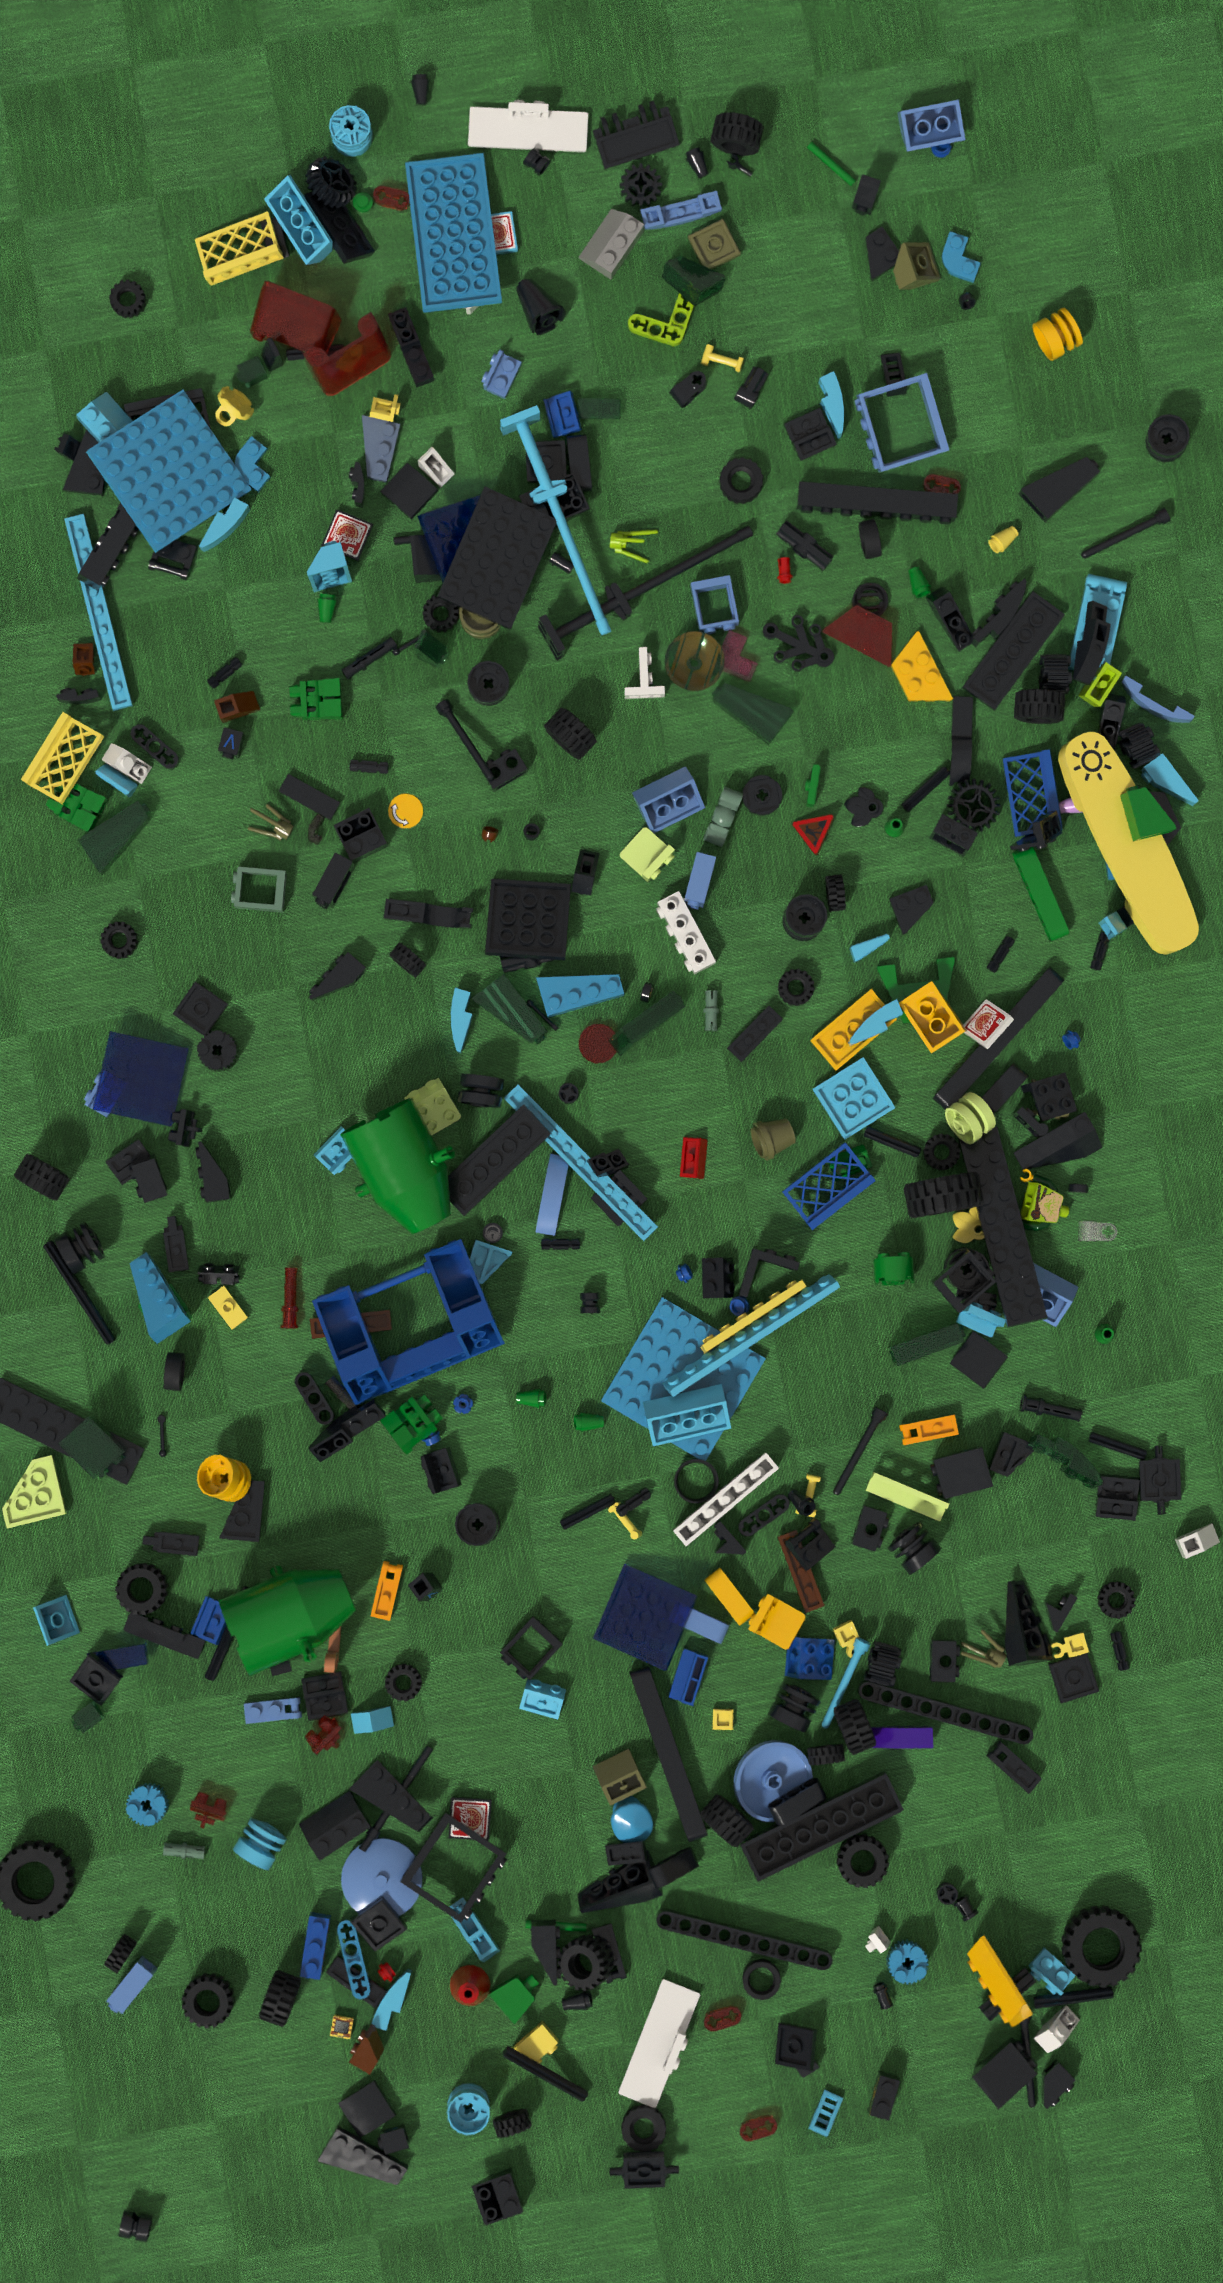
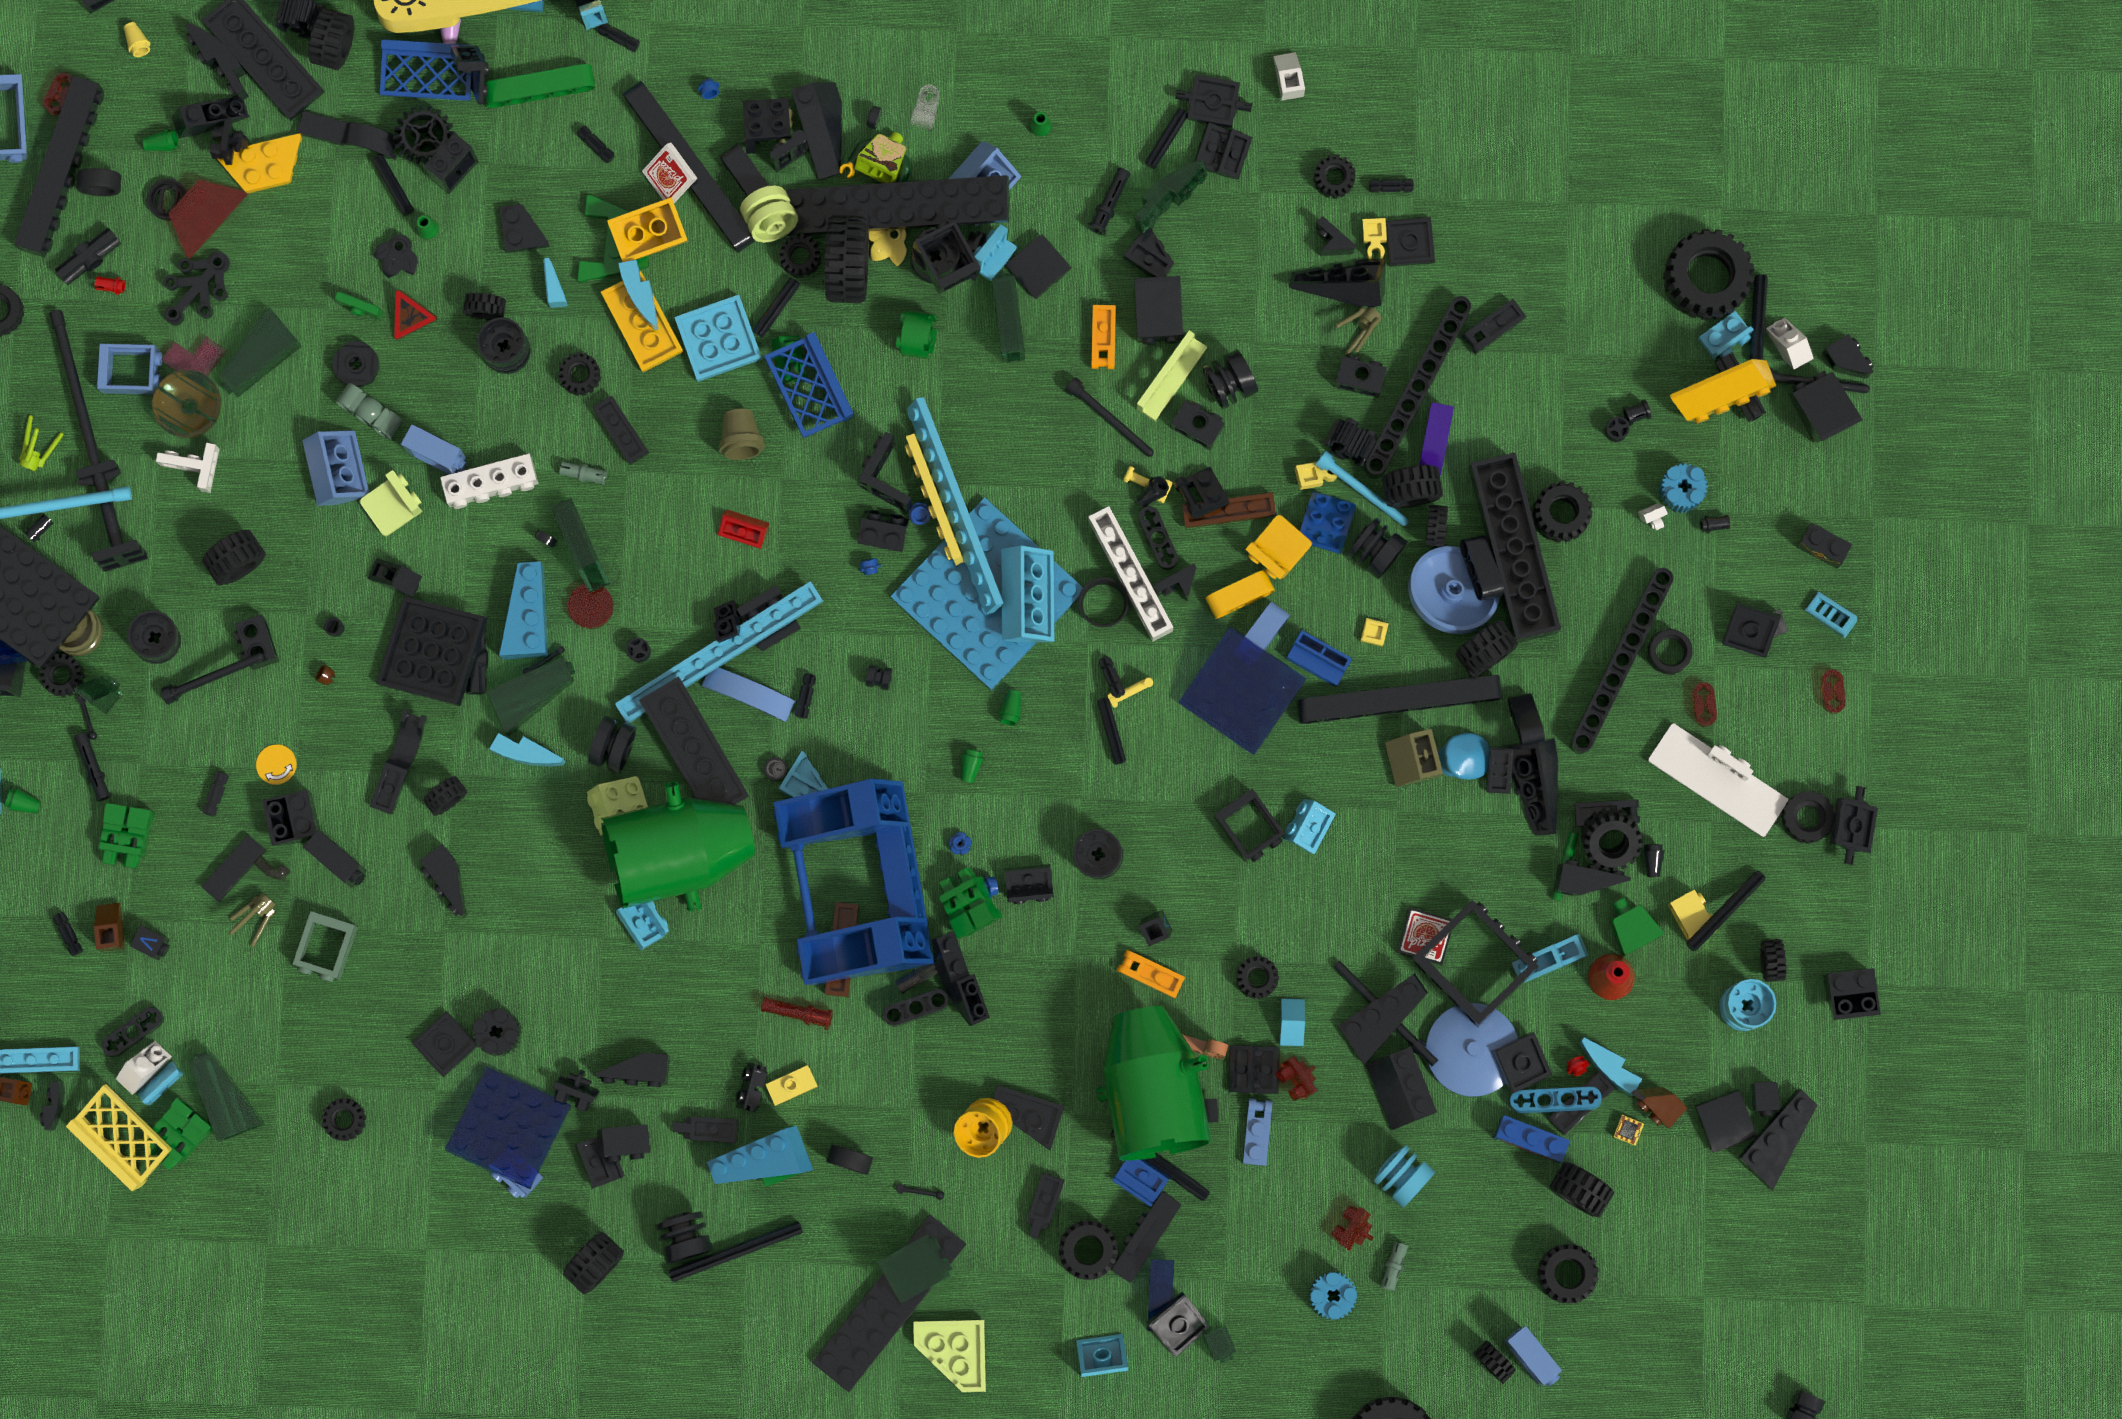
camera: 75 degrees left, 5 degrees down
(931, 643) = (230, 142): none -> black hips

